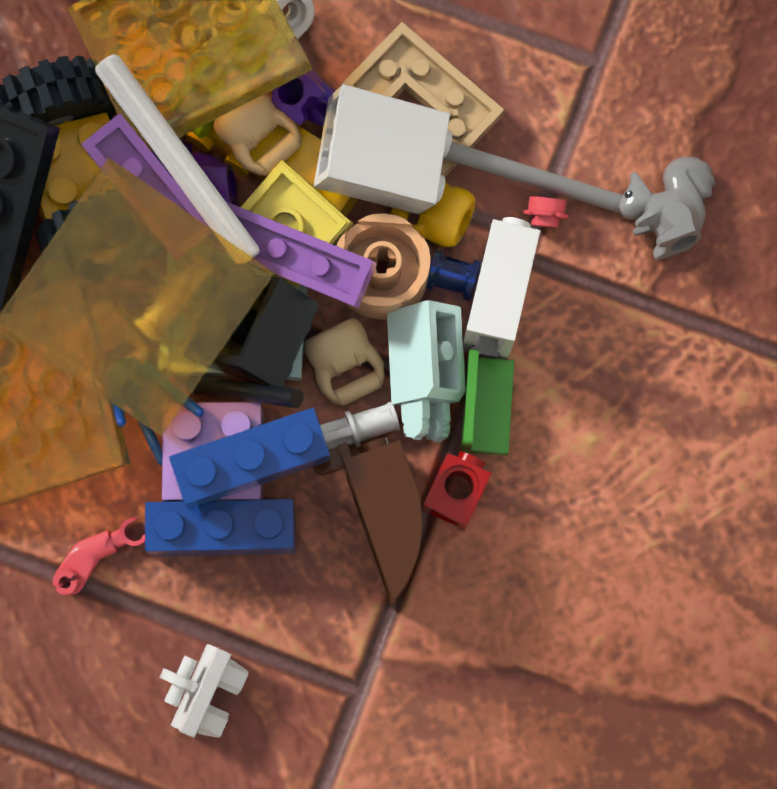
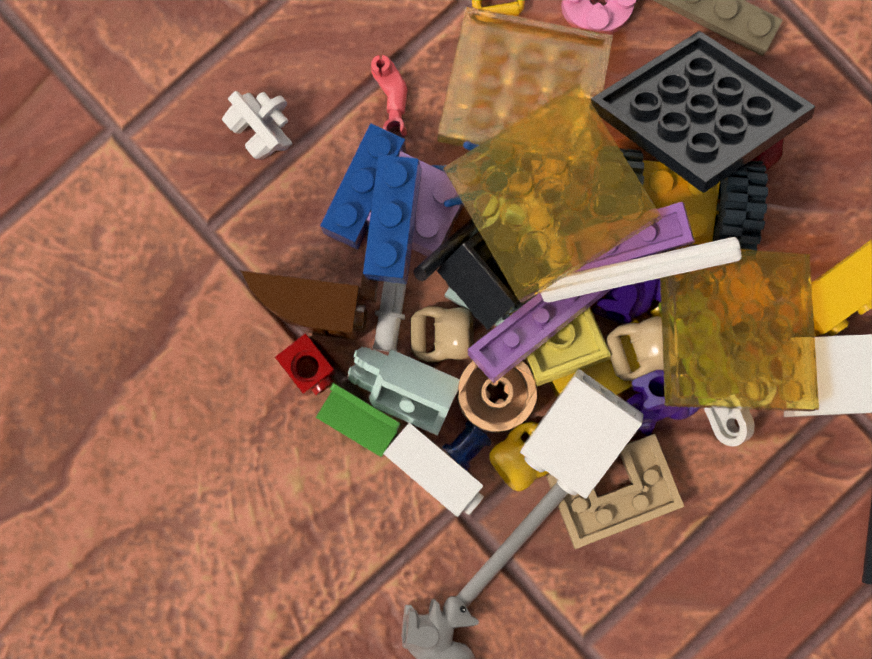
camera: 120 degrees right, 5 degrees up
(546, 211) = (482, 540): coral plate -> none

